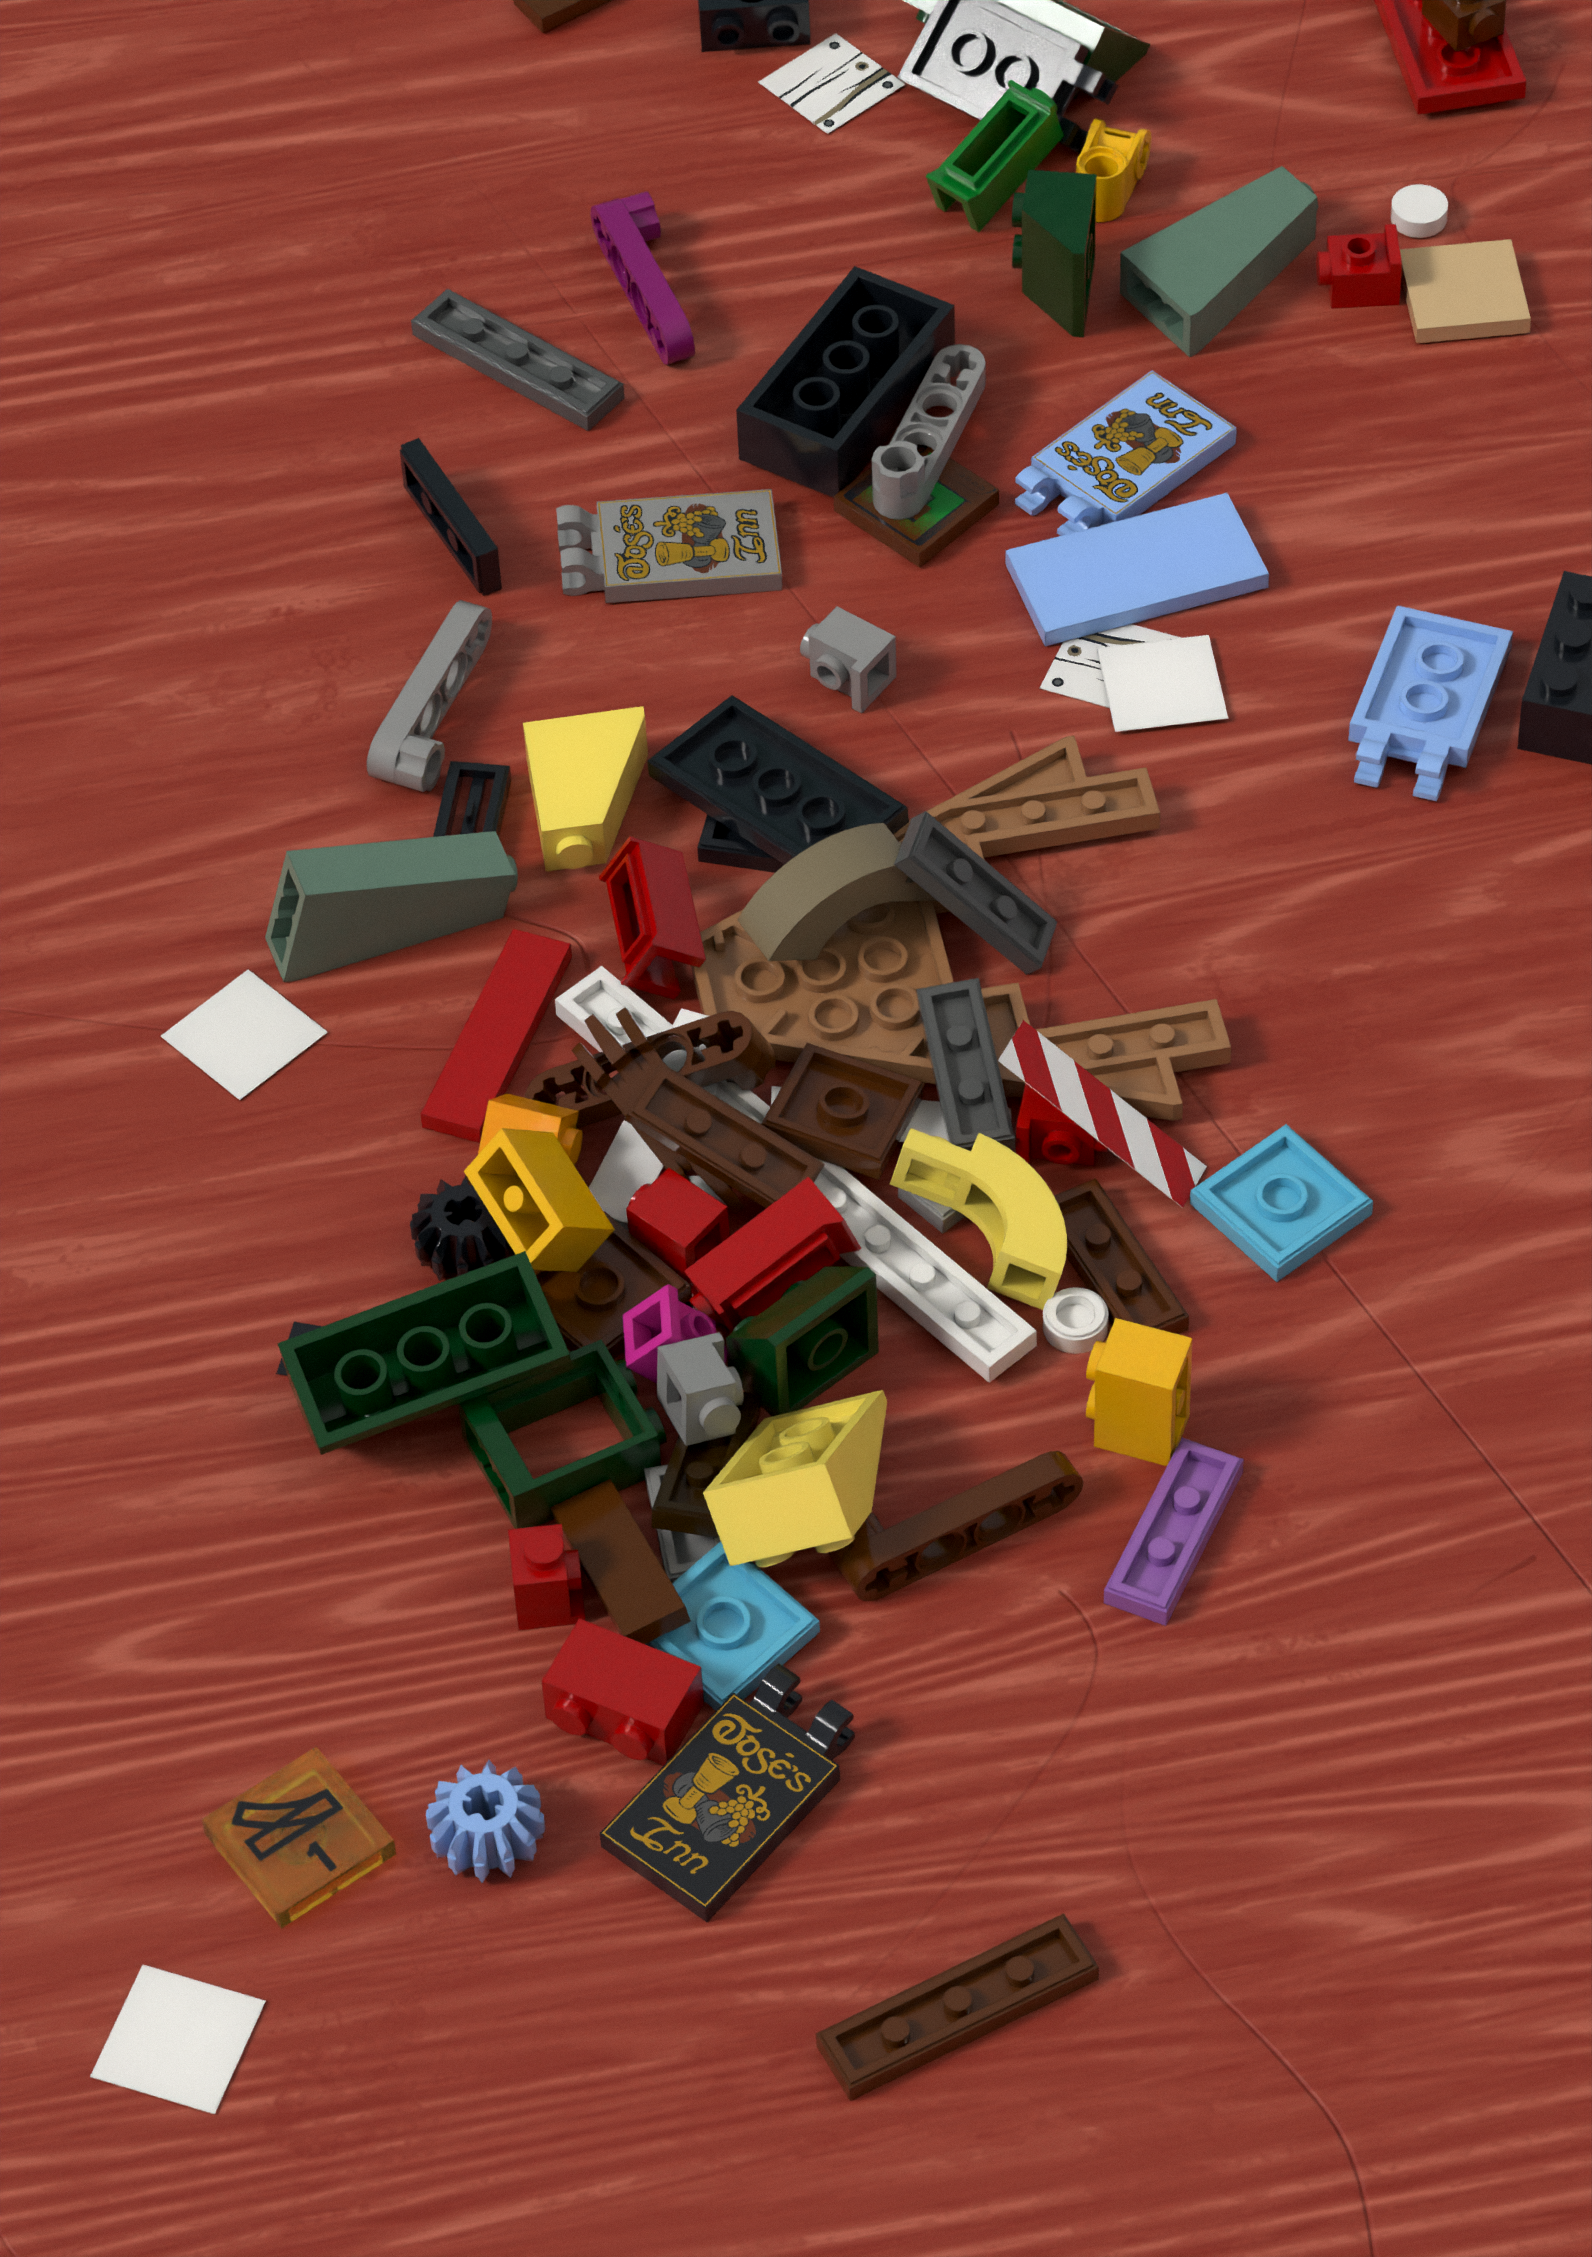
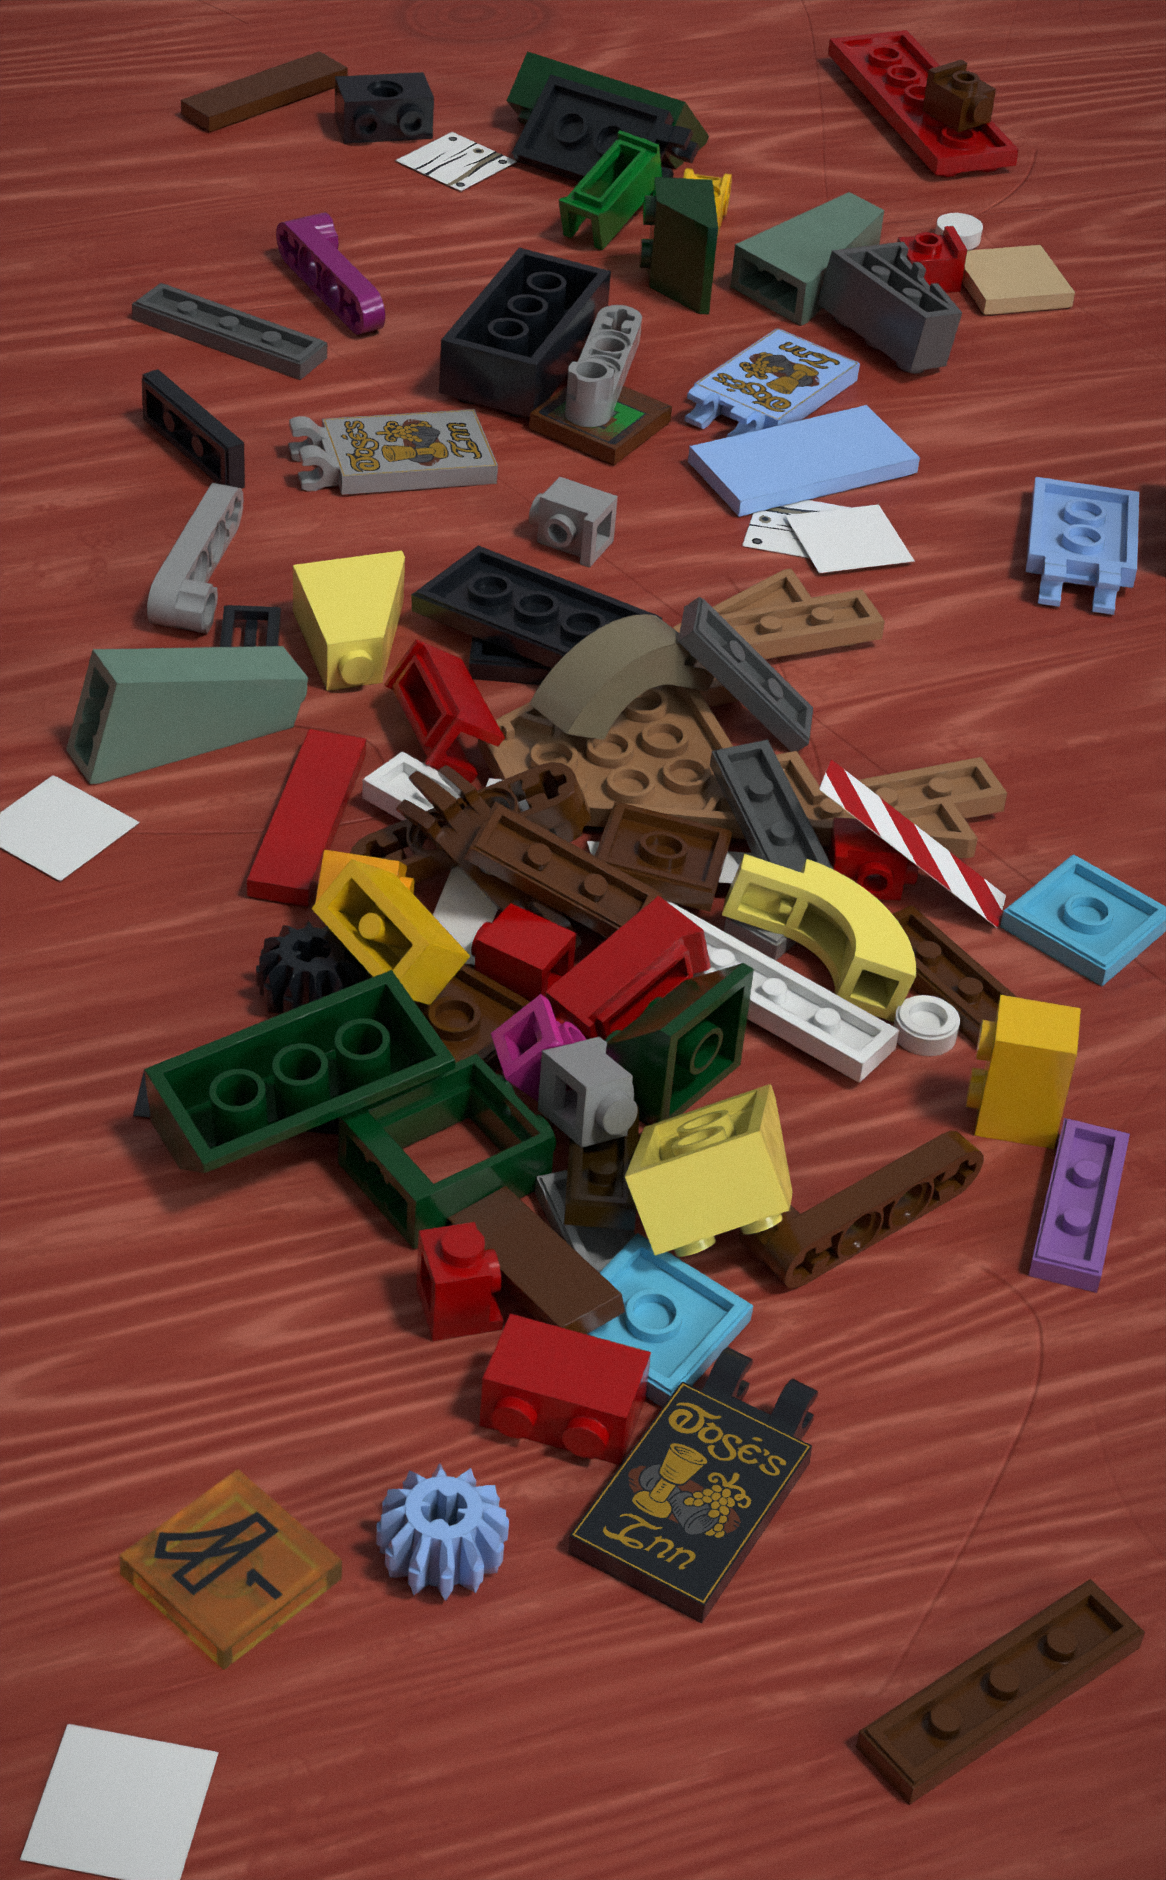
camera: 15 degrees left, 10 degrees down
(1289, 344) = (891, 305): none -> dark grey wedge

